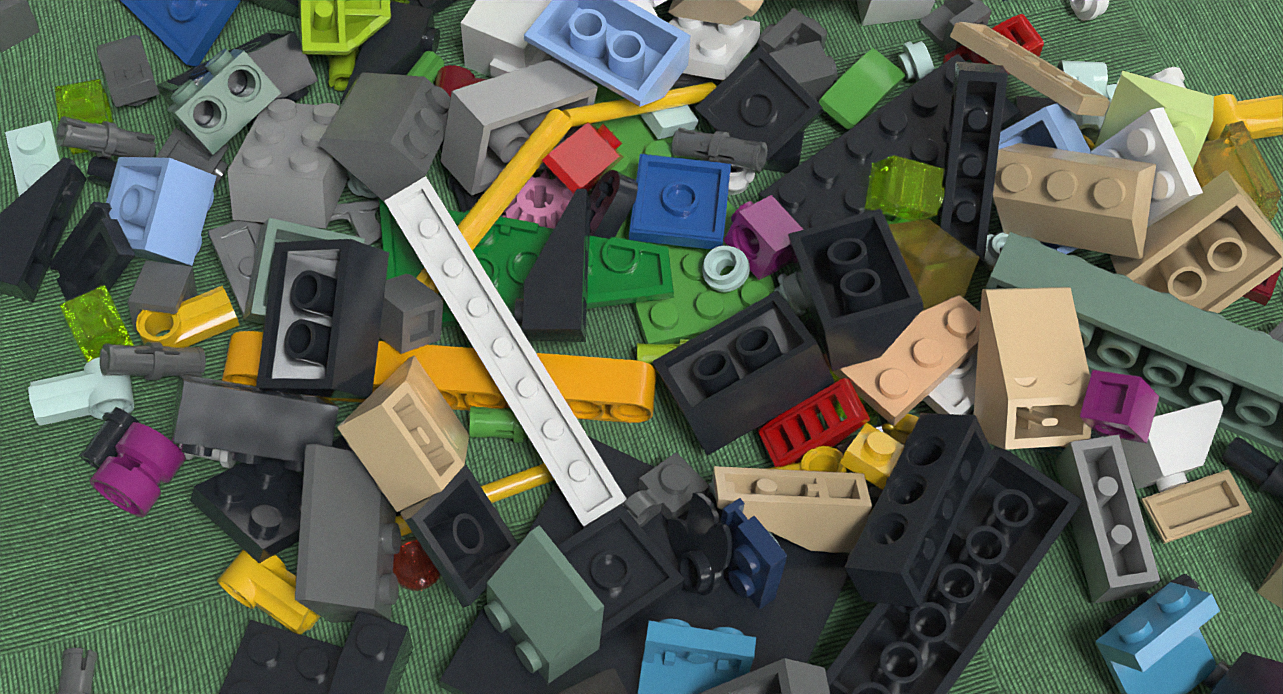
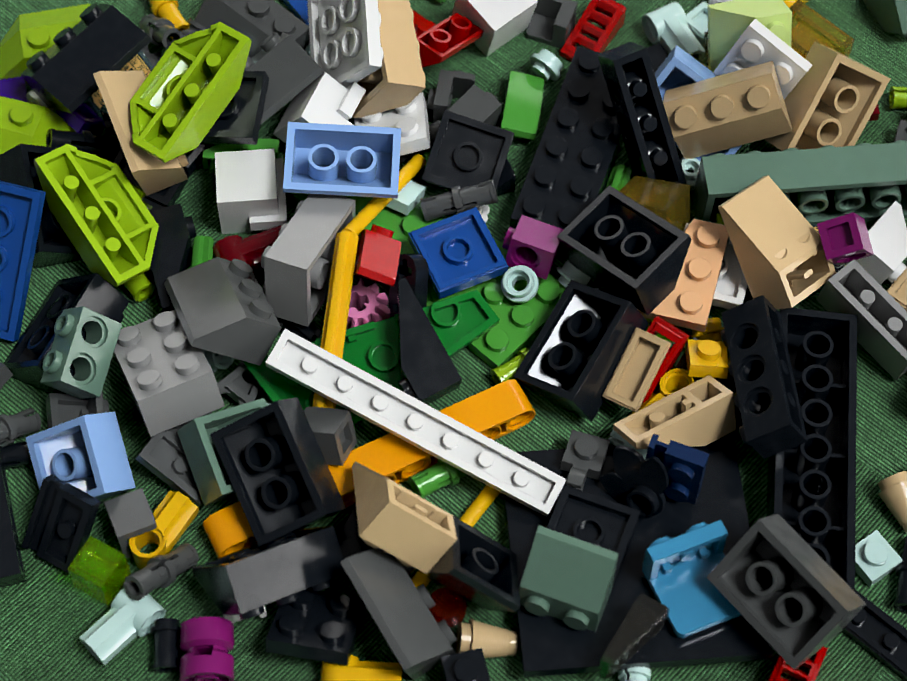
camera: 30 degrees left, 0 degrees up
(429, 623) = (492, 639): none -> tan cone
(786, 424) = (636, 370): none -> tan tile
(905, 188) = (611, 163): clear neon green brick -> none
(1031, 69) = (635, 31): tan tile -> none

